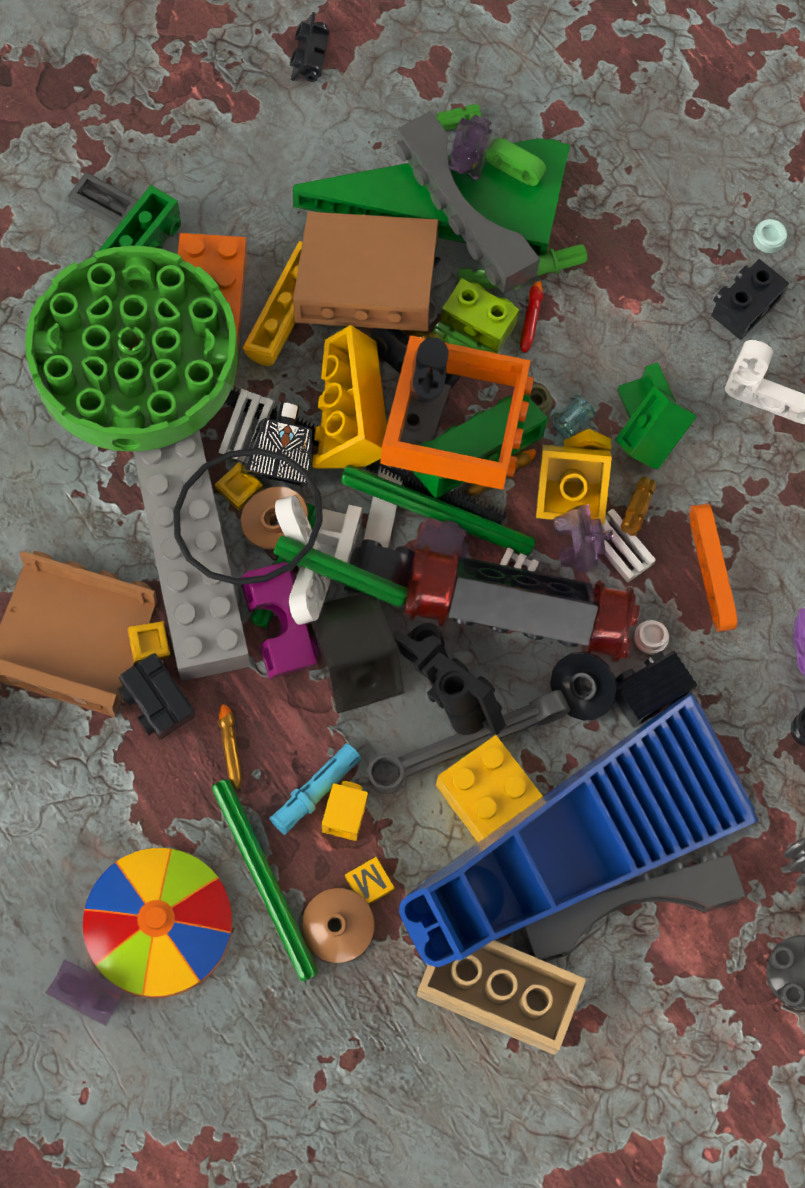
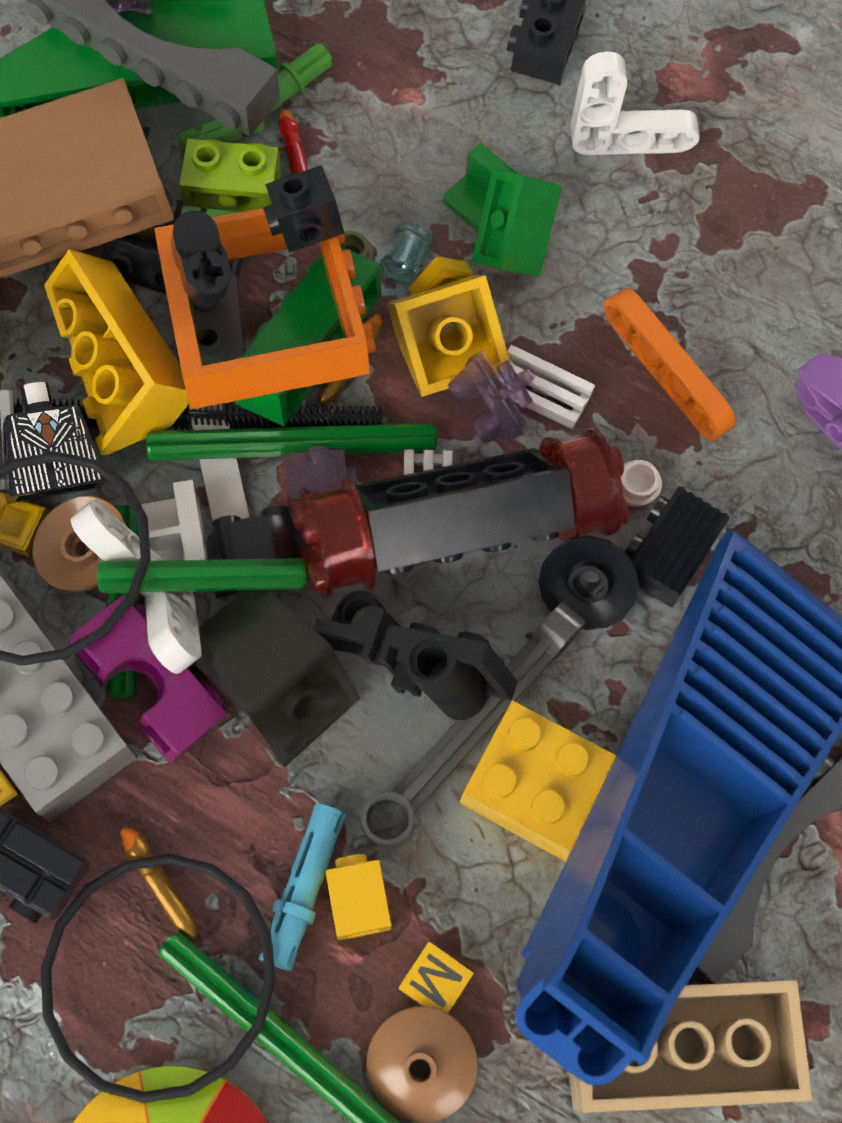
camera: 25 degrees left, 0 degrees up
(217, 868) = (242, 1047): none -> black piece
(509, 365) = (303, 209): none -> black brick
(638, 506) = (541, 328): pearl gold axle -> none

